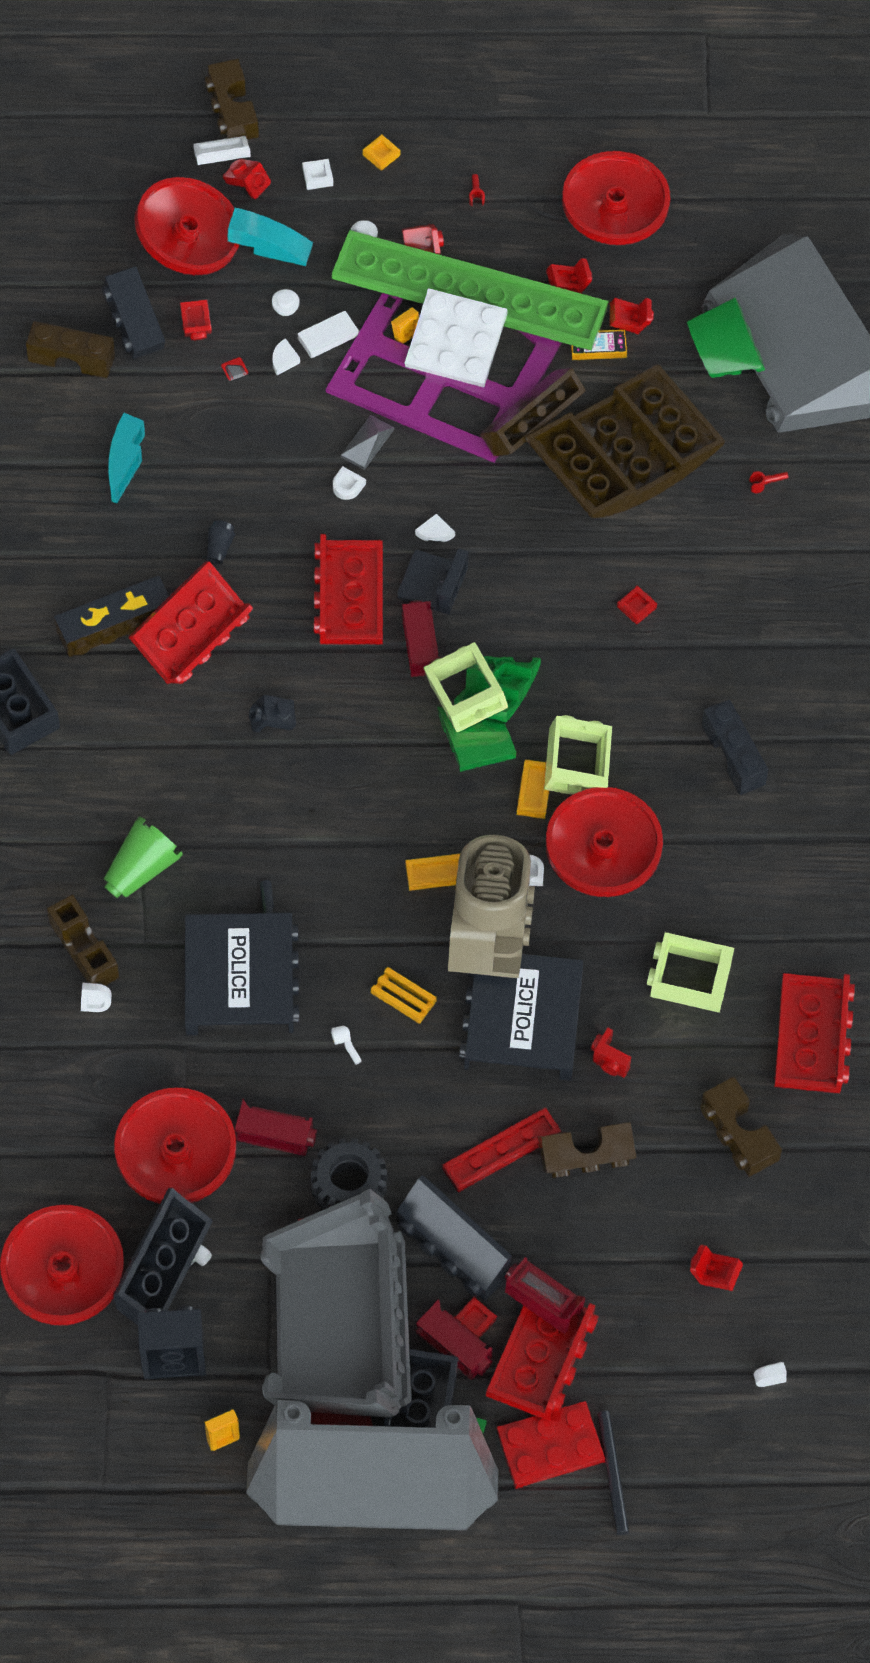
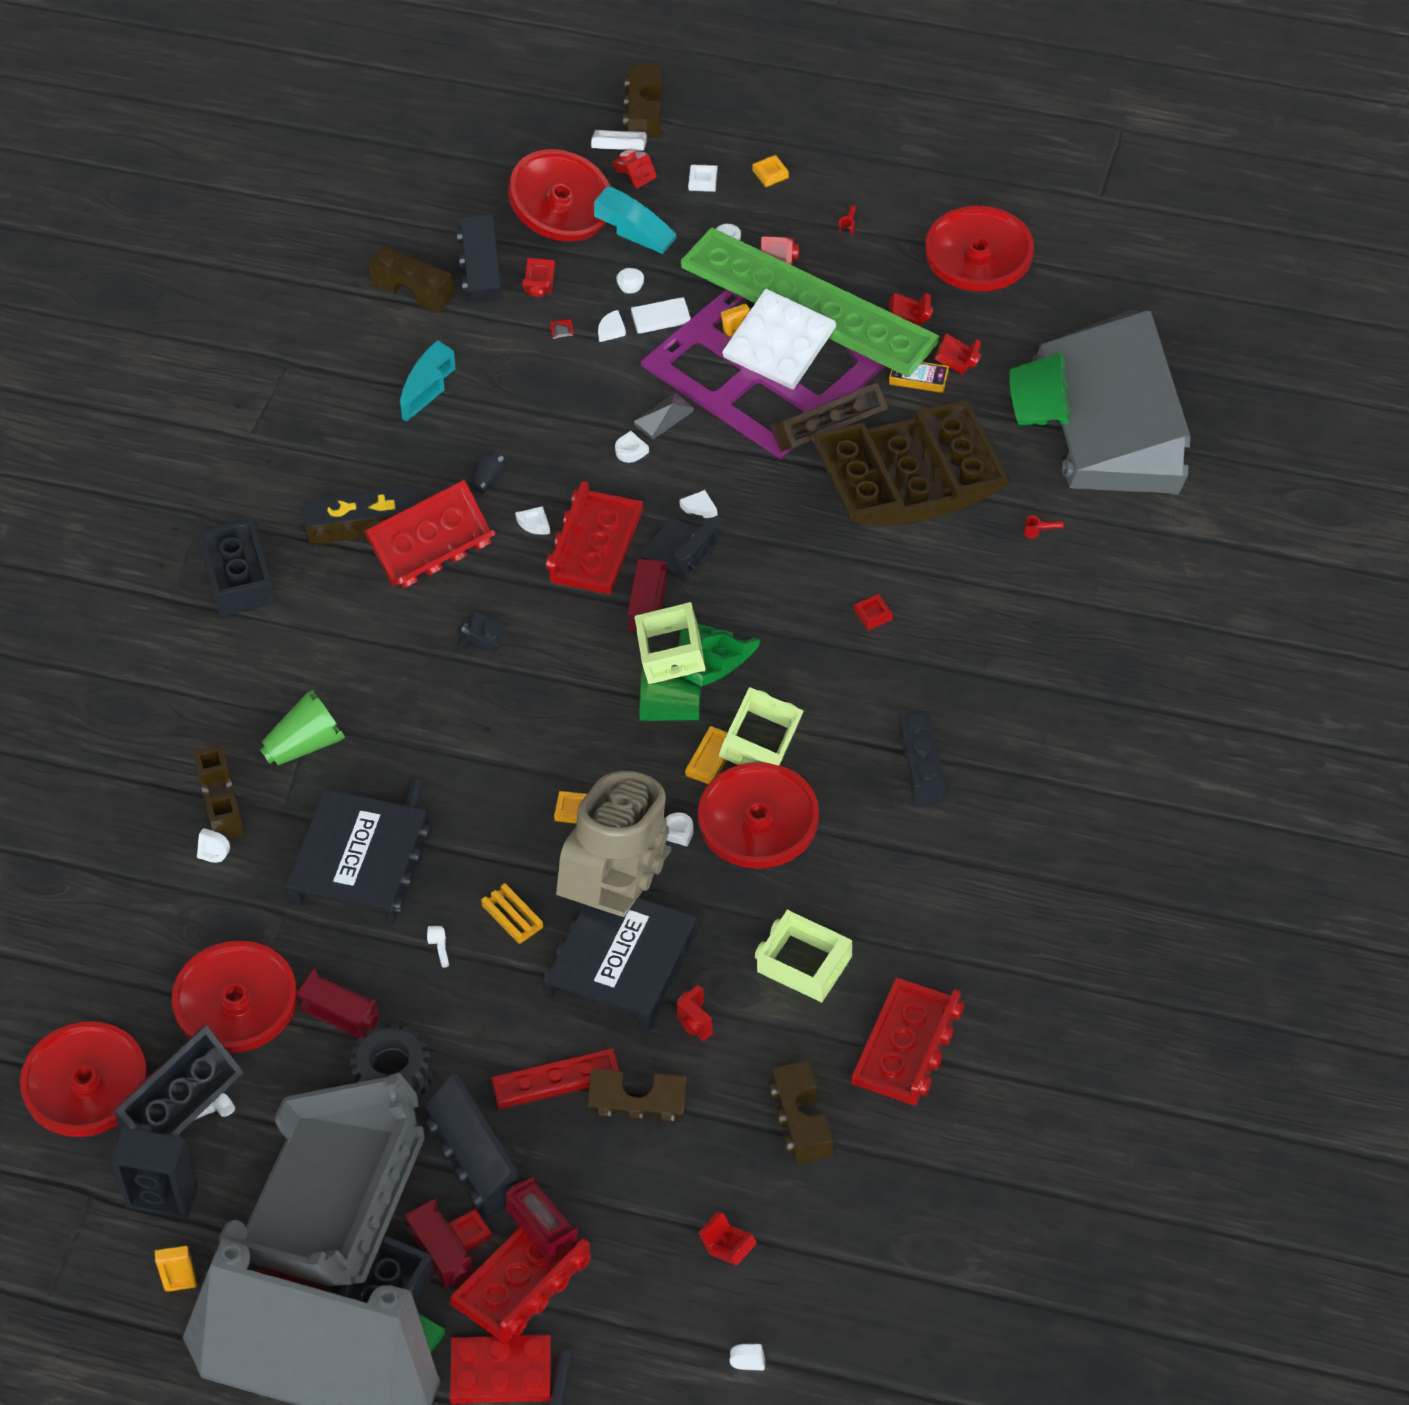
camera: 20 degrees right, 10 degrees down
(281, 583) = (533, 521): none -> white tile

